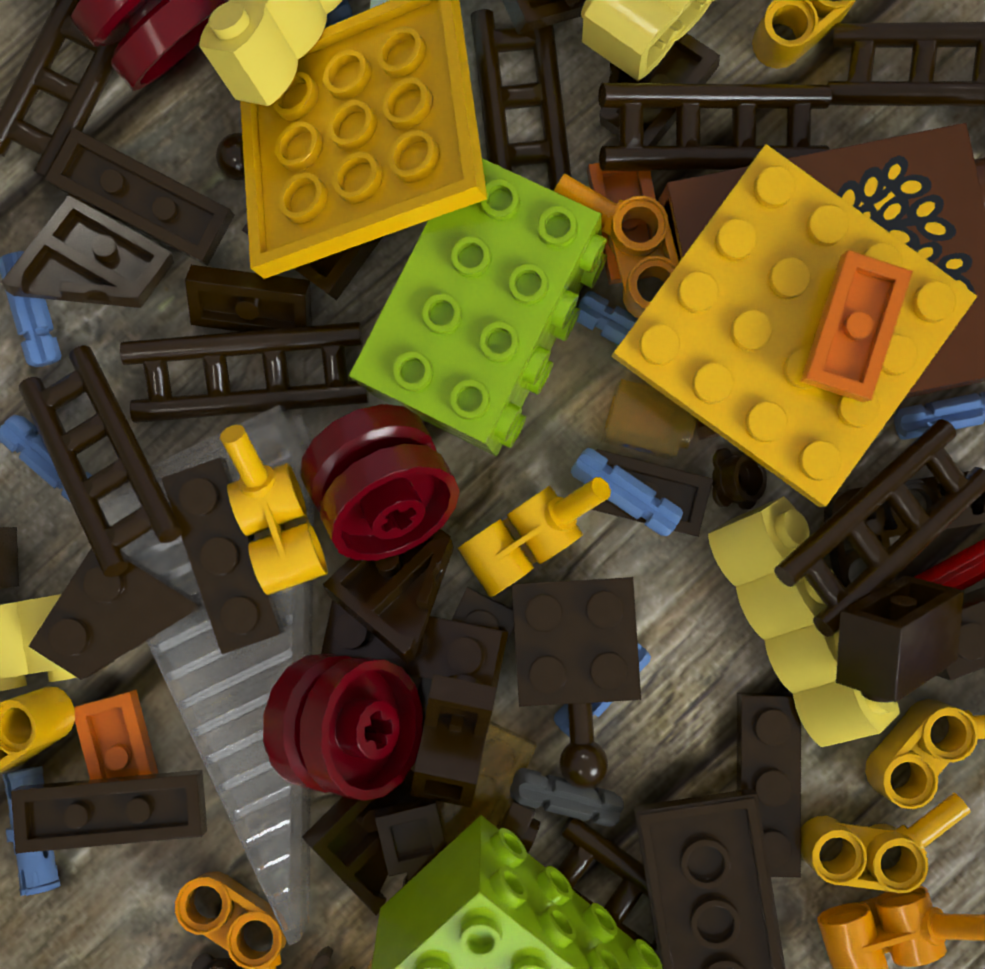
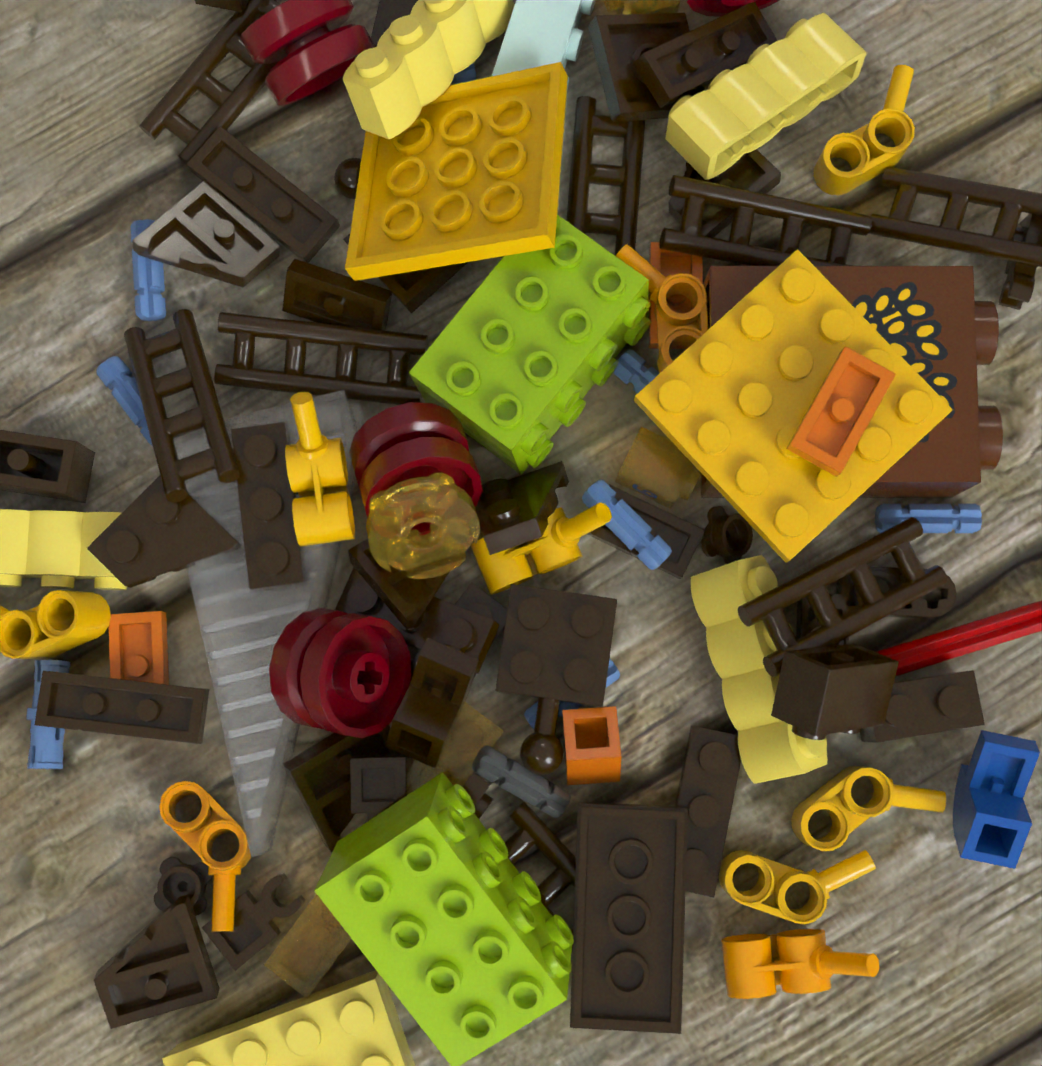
camera: 15 degrees right, 5 degrees down
(373, 536) = (418, 501): none -> clear yellow plate
(502, 498) = (519, 507): none -> dark brown wing
(636, 740) = (591, 745): none -> orange brick

